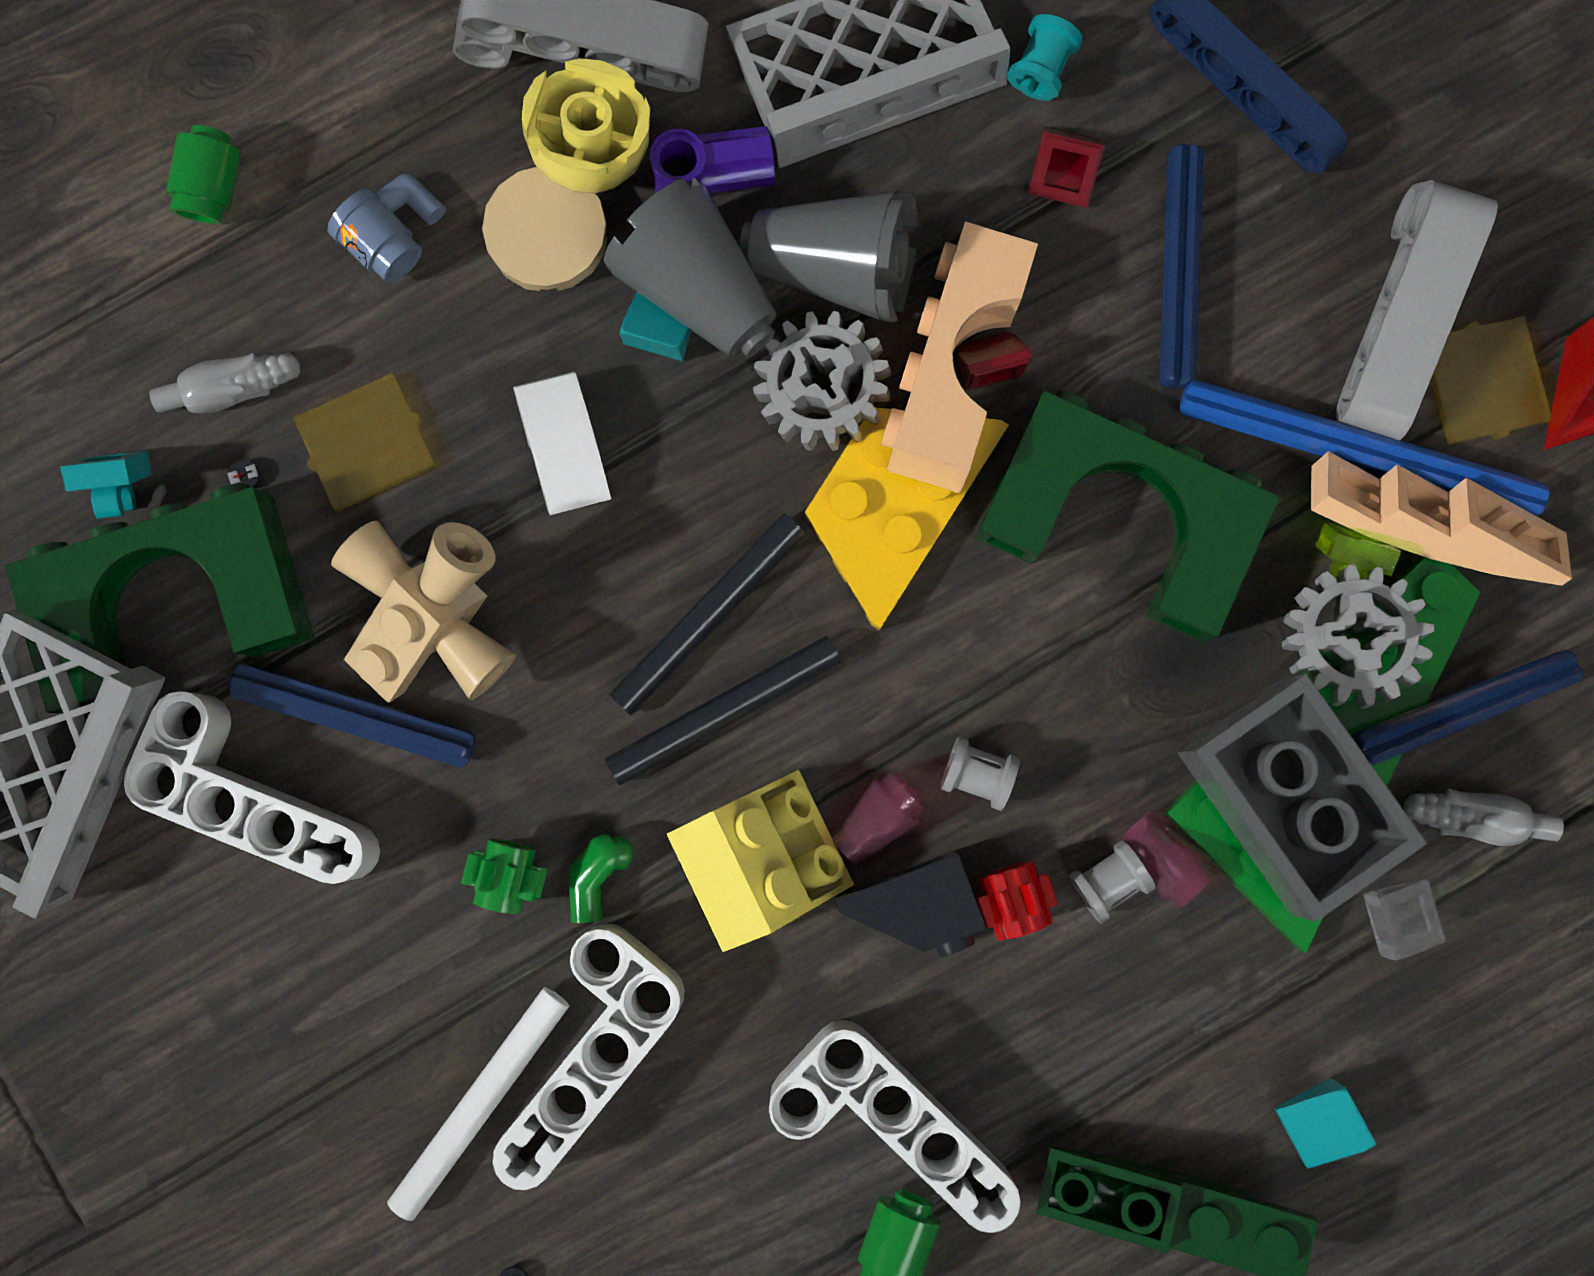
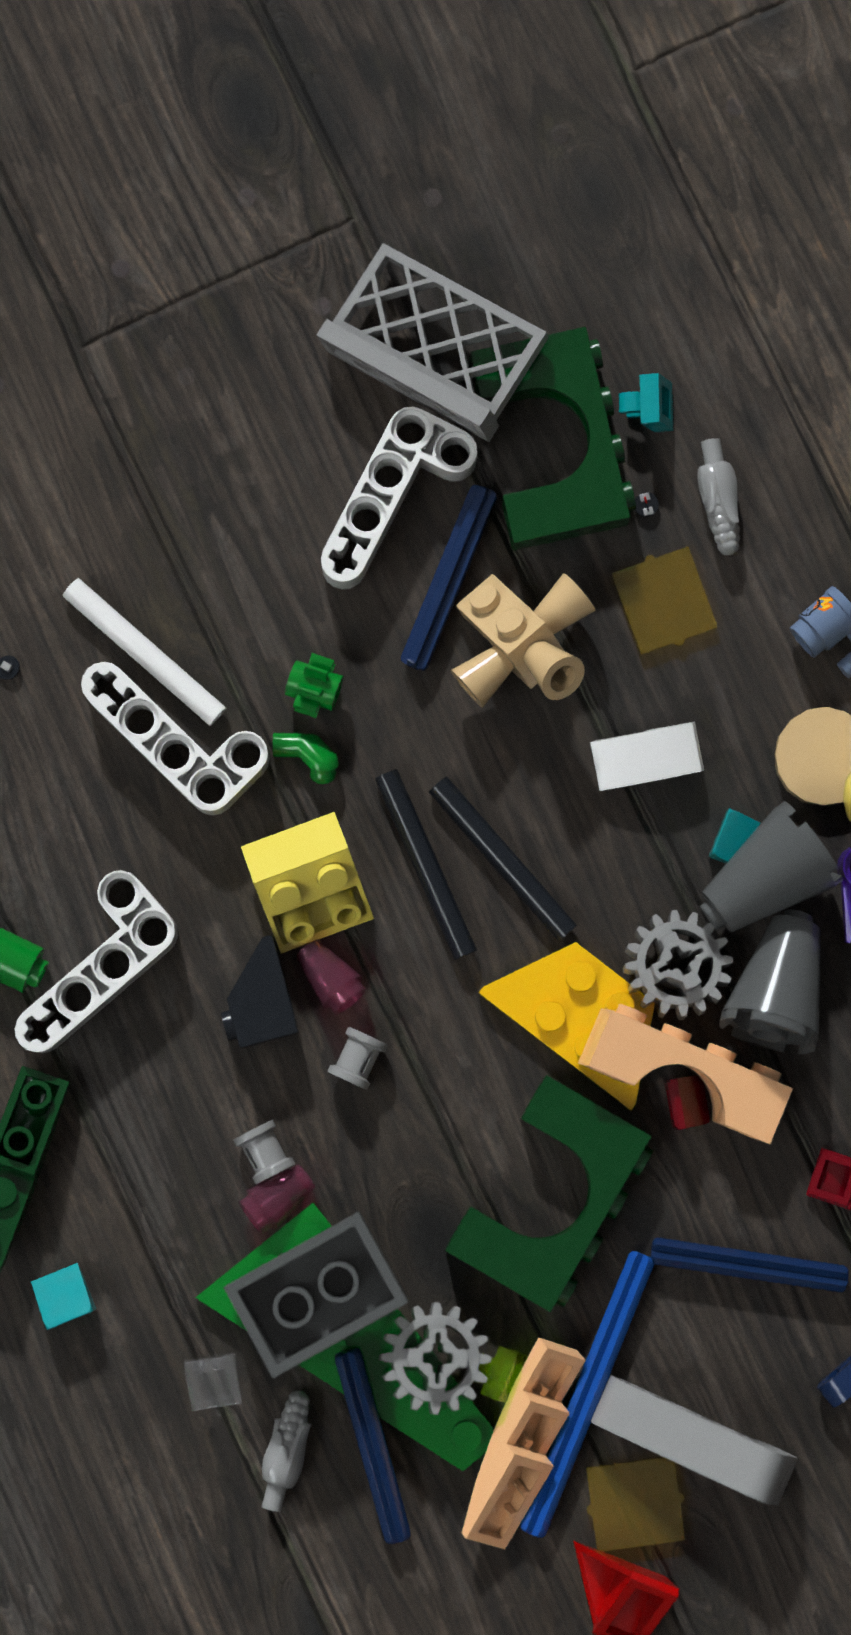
camera: 90 degrees right, 0 degrees up
(1016, 900) = (257, 1074): red gear -> none

